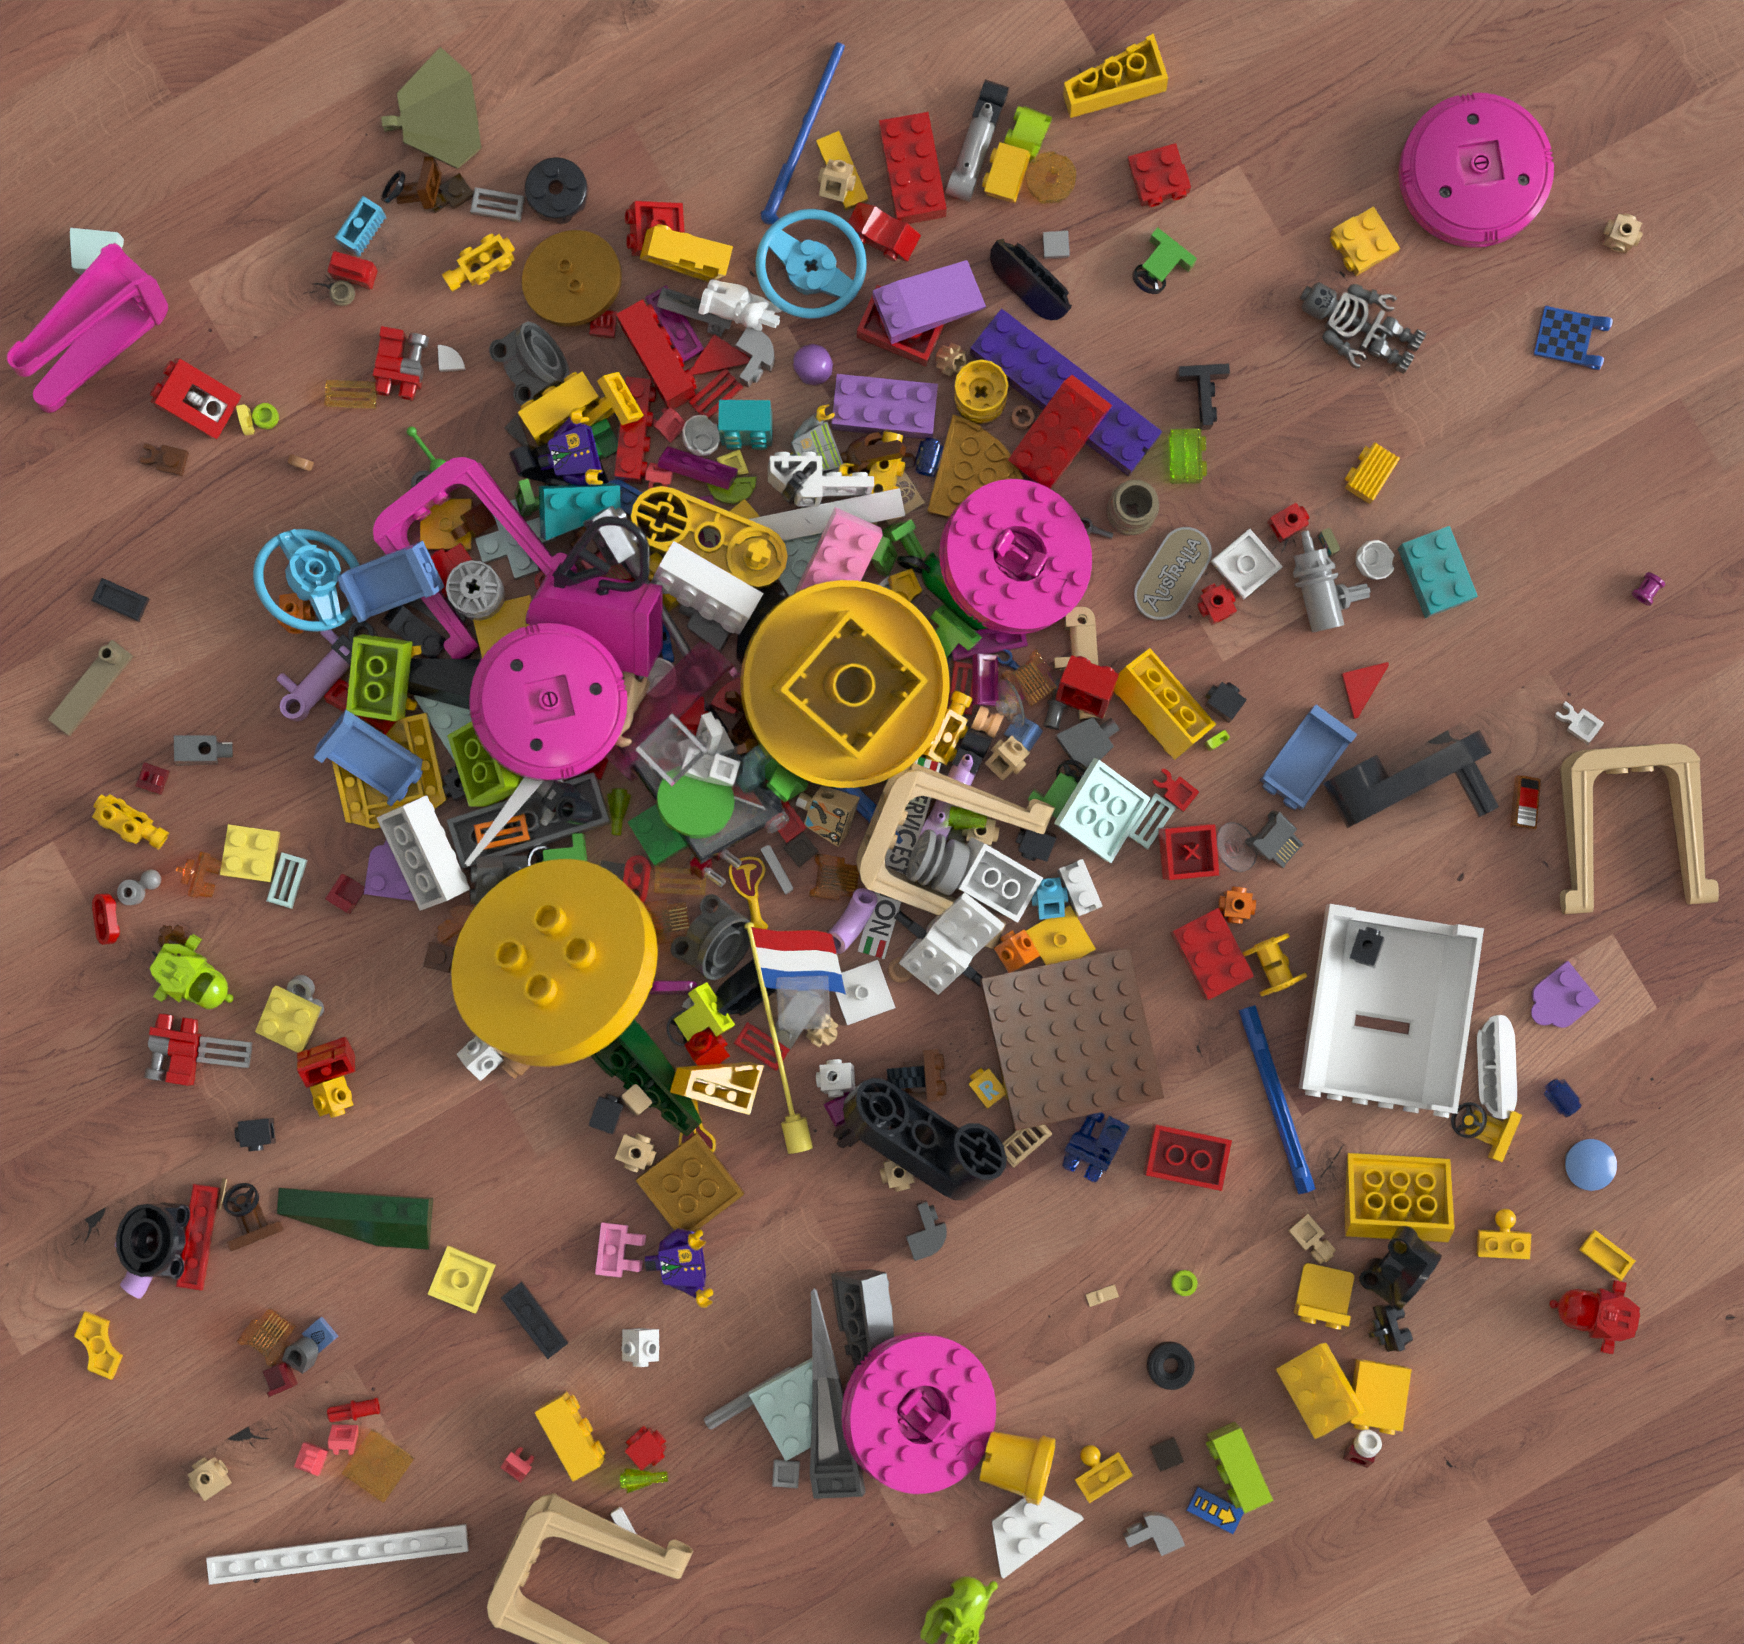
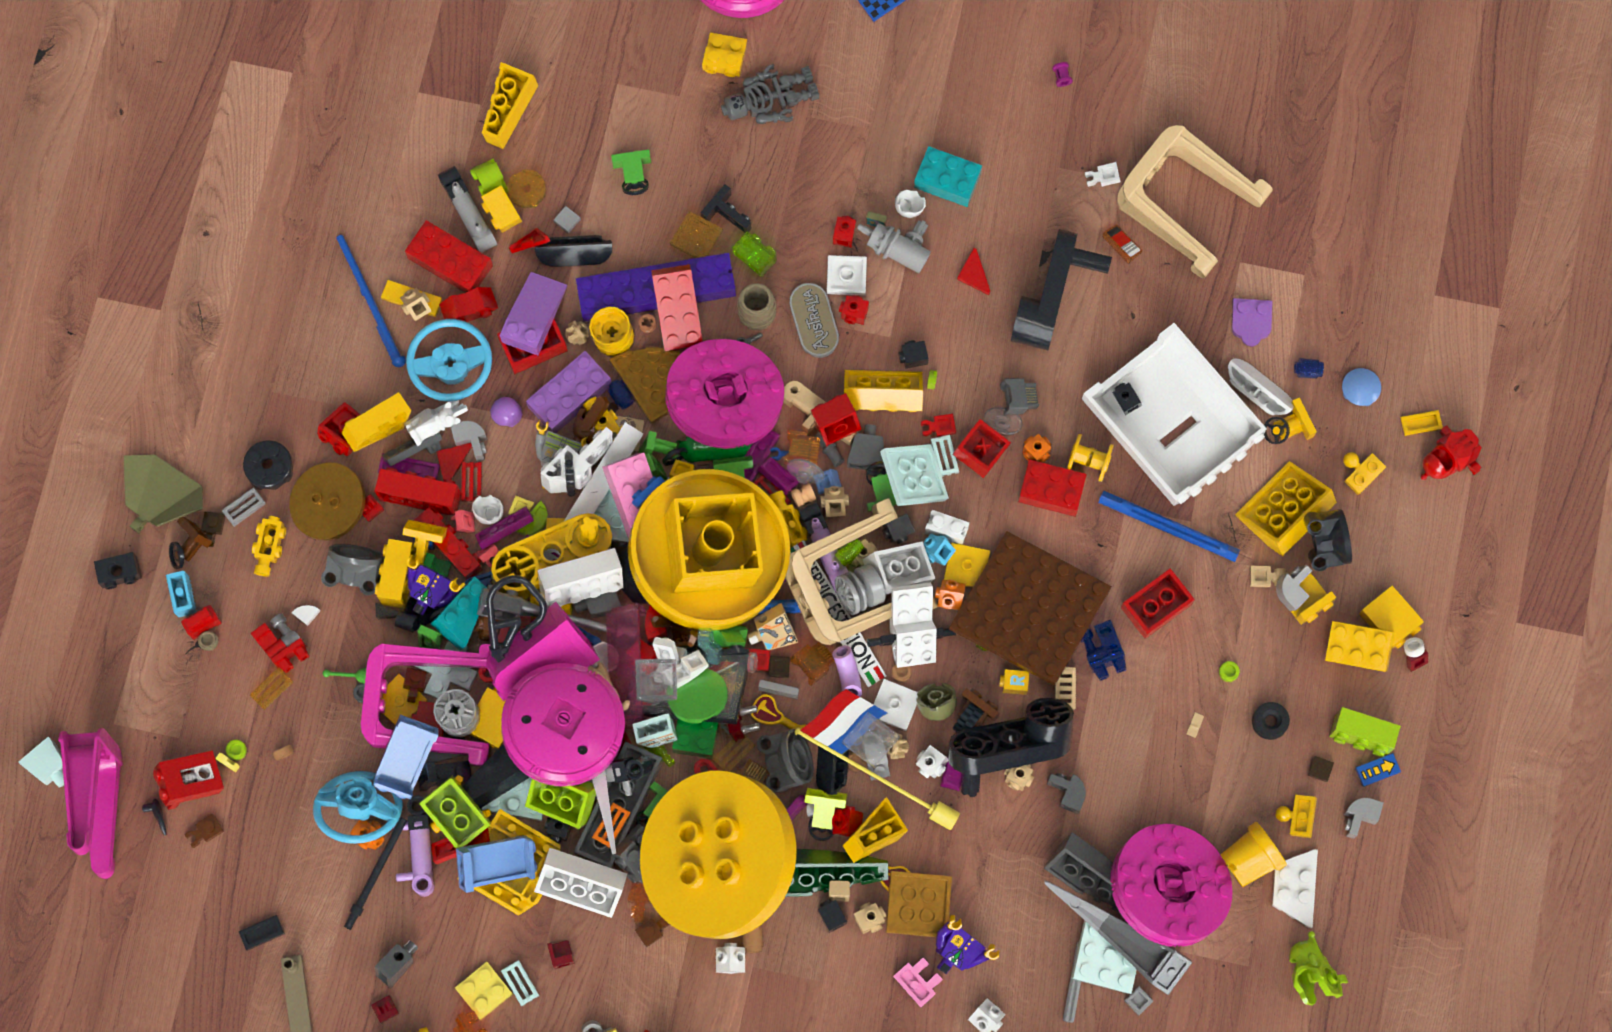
camera: 45 degrees left, 10 degrees down
(142, 400) = (157, 811): none -> black bar
(219, 666) = (357, 909): none -> black bar
(321, 134) = (106, 567): none -> black brick
(385, 876) = (572, 920): medium lavender plate -> none
(629, 794) = (658, 731): none -> light aqua torso
(743, 1034) = (873, 799): red tile -> none
(745, 424) = (506, 475): teal brick -> none
(835, 573) = (640, 496): none -> blue plate
(899, 1030) = (936, 701): none -> olive cylinder
(1002, 229) = (532, 239): none -> red tile
(1152, 384) = (696, 236): none -> clear yellow plate
(1159, 175) = (582, 130): red plate -> none
(1307, 758) = (987, 338): medium blue panel -> none
(1316, 1272) = (1290, 591): none -> light grey brick
(1371, 473) = (858, 162): yellow brick -> none
(1387, 1329) = (1356, 579): black hips -> none

